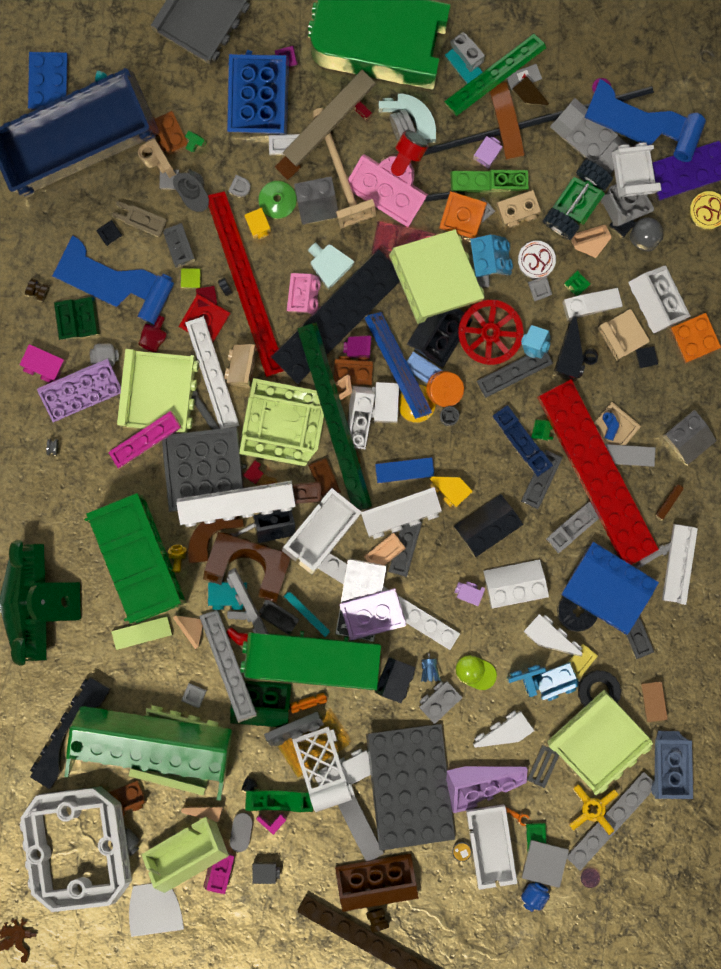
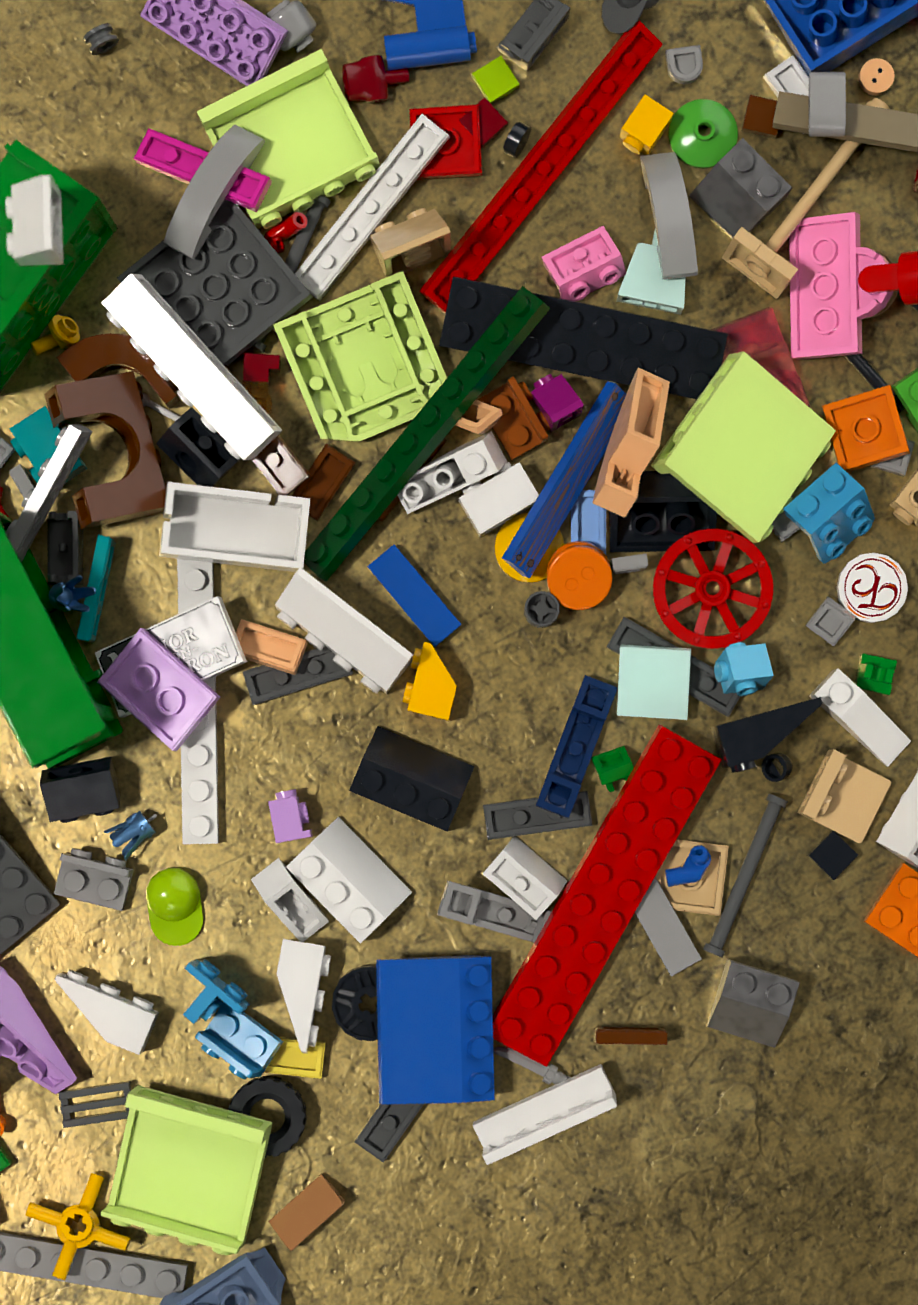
camera: 60 degrees right, 0 degrees up
(133, 528) = (35, 222): none -> white slope
(157, 441) = (209, 188): none -> light grey slope
(197, 418) = (285, 230): none -> red arm
(302, 628) = (65, 596): none -> flat silver piece
(303, 103) = (876, 77): none -> light nougat tile
(304, 135) = (827, 104): none -> light grey beam
(307, 239) = (670, 214): none -> light grey slope
(401, 325) = (632, 442): none -> light nougat slope
(454, 362) = (629, 564): none -> light grey tile
(507, 617) = (289, 900): none -> white arch
(515, 386) = (654, 682): none -> light aqua tile
(567, 503) = (525, 877): none -> white panel
(630, 403) = (745, 875): none -> dark grey bar

